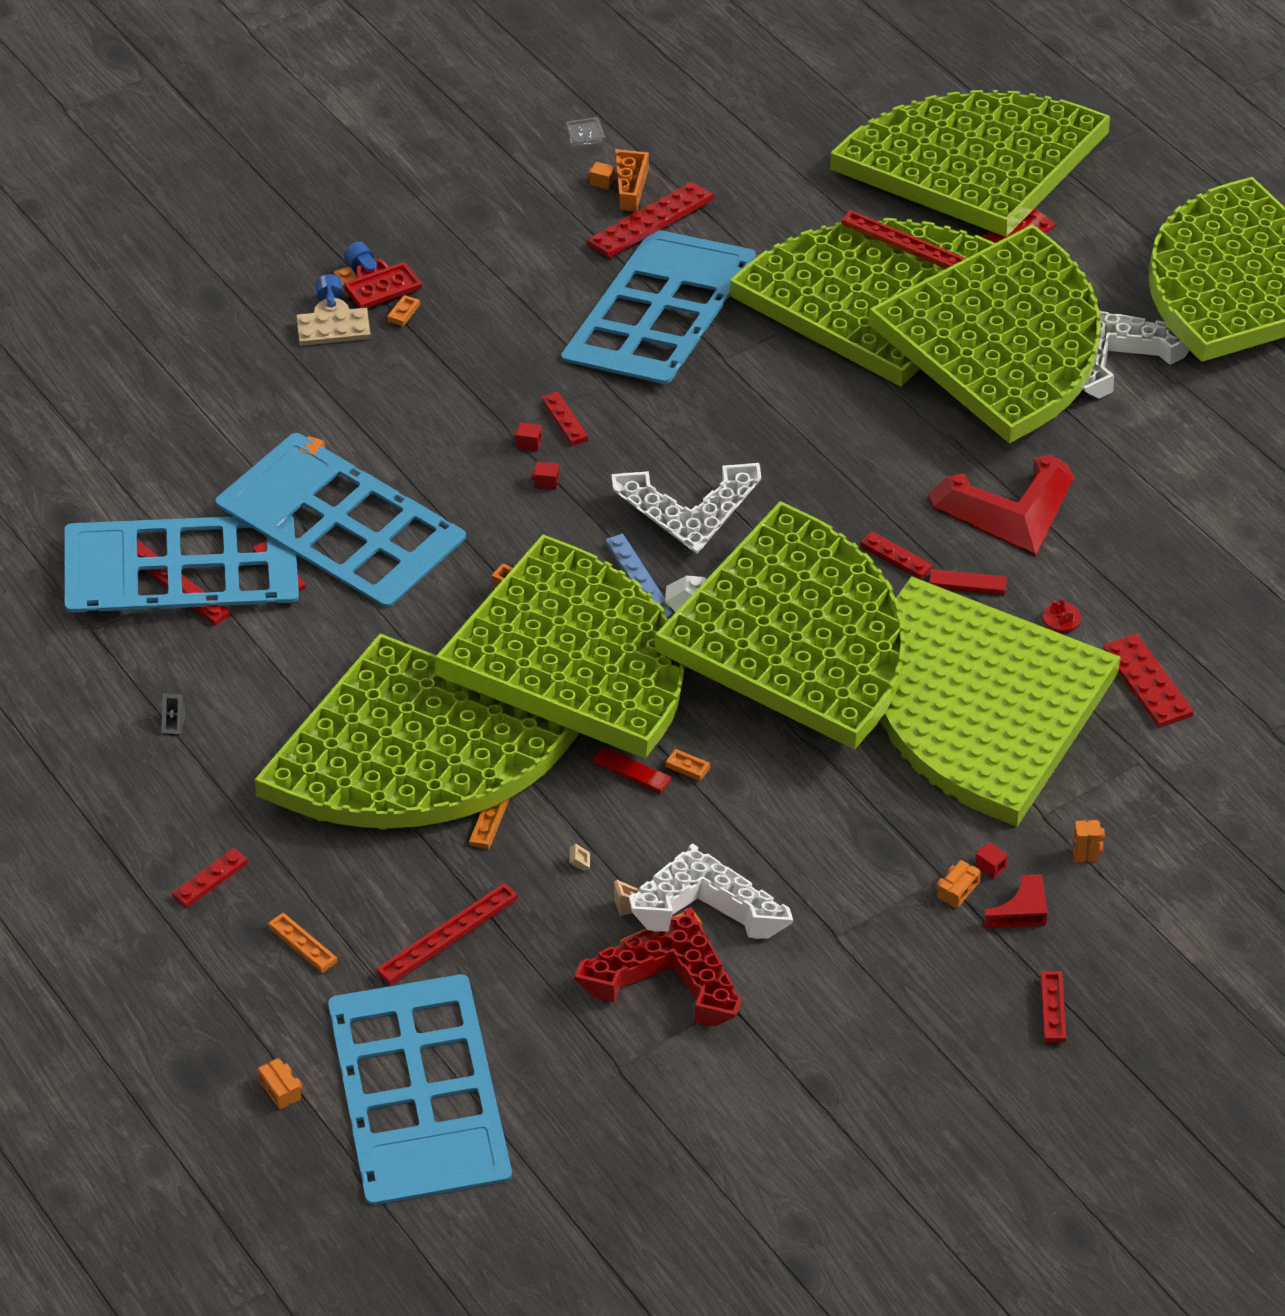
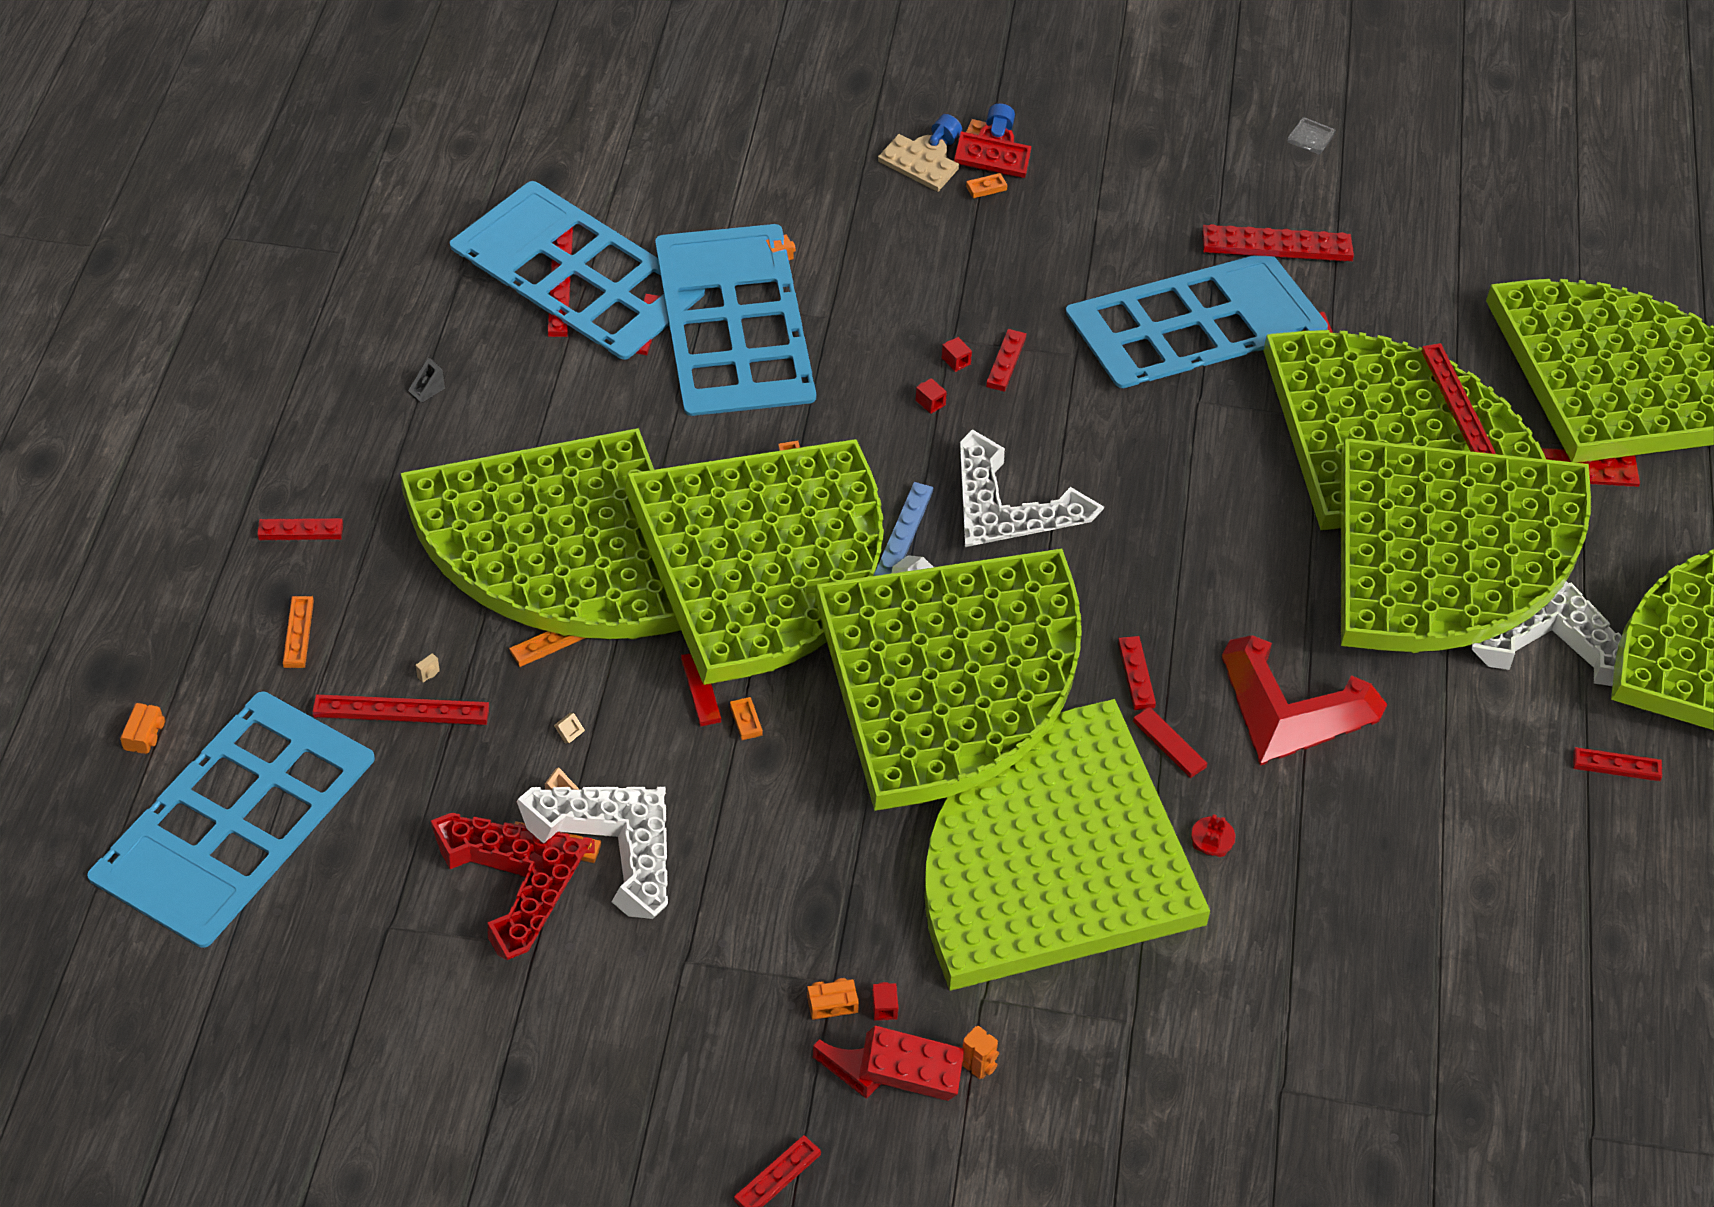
camera: 40 degrees right, 5 degrees up
(432, 894) = (427, 668): none -> tan plate
(602, 175) = (1280, 180): orange brick -> none
(632, 174) = (1298, 197): orange wedge -> none
(1058, 876) = (911, 1063): none -> red brick
(1149, 681) = (1221, 953): red plate -> none
(1237, 403) = (1617, 764): none -> red tile

